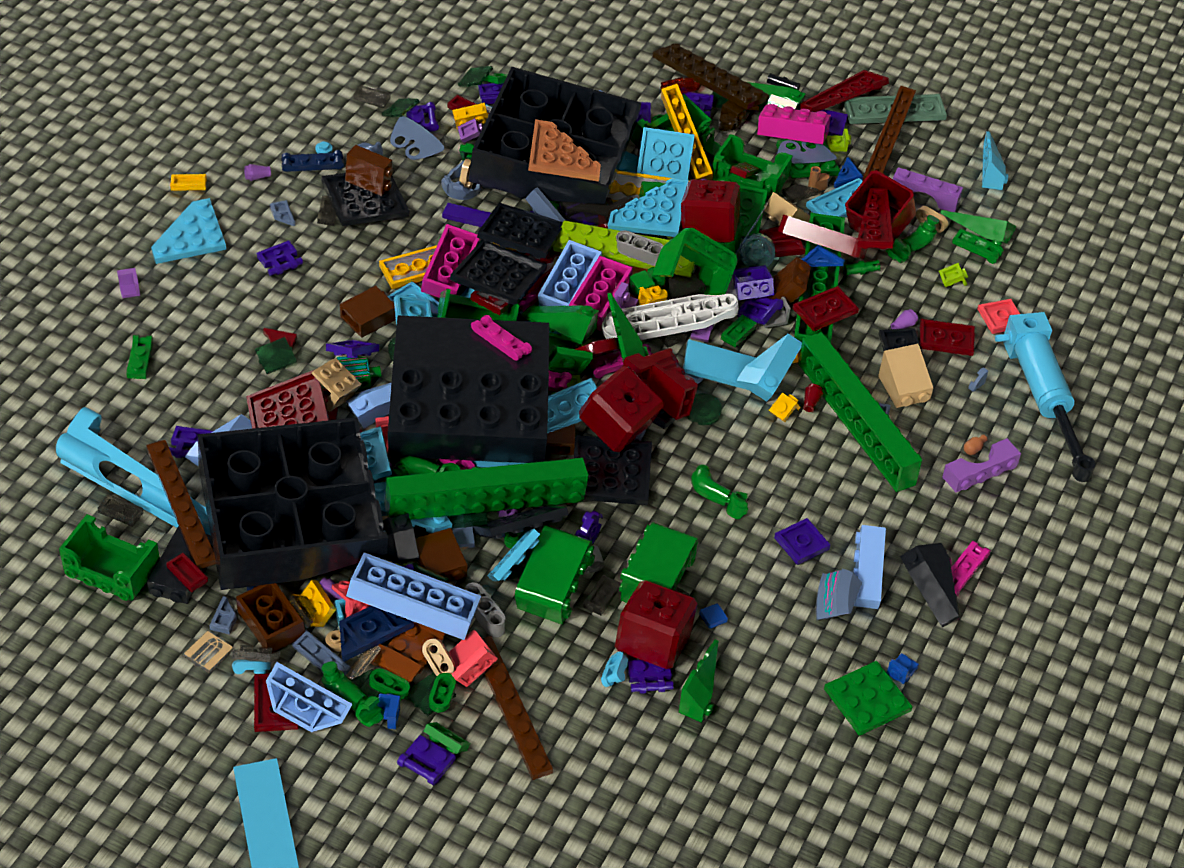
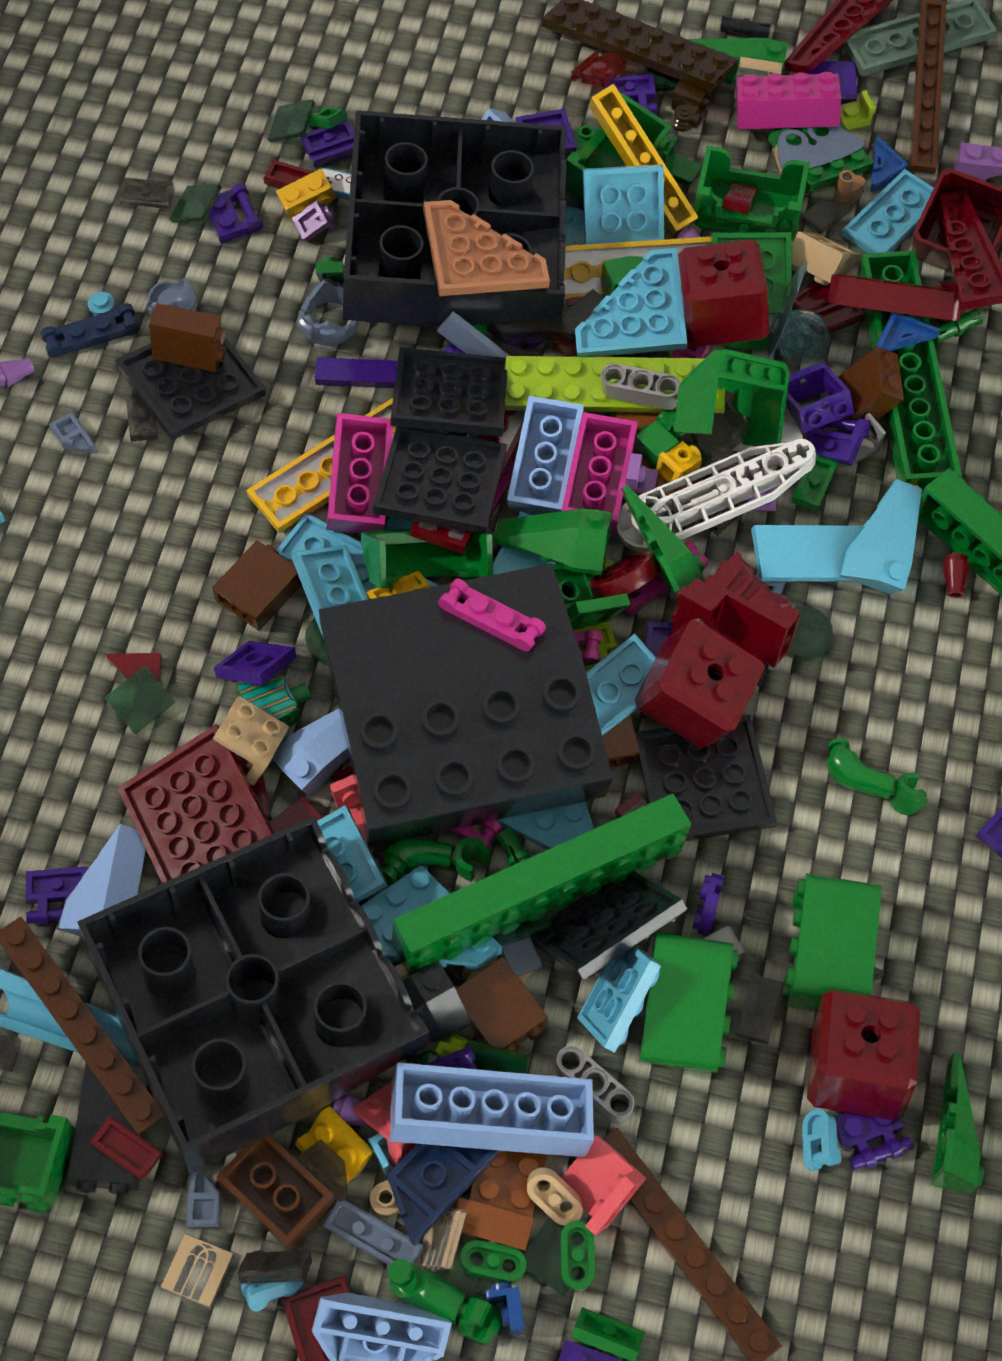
camera: 10 degrees left, 15 degrees up
(277, 254) = (87, 515): dark purple plate -> none
(424, 140) = (249, 253): sand blue piece -> none
(464, 176) = (333, 303): tan plate -> none
(713, 616) = (931, 1000): blue tile -> none
(784, 406) = (922, 601): yellow bracket -> none
(825, 308) = (937, 421): dark red tile -> none

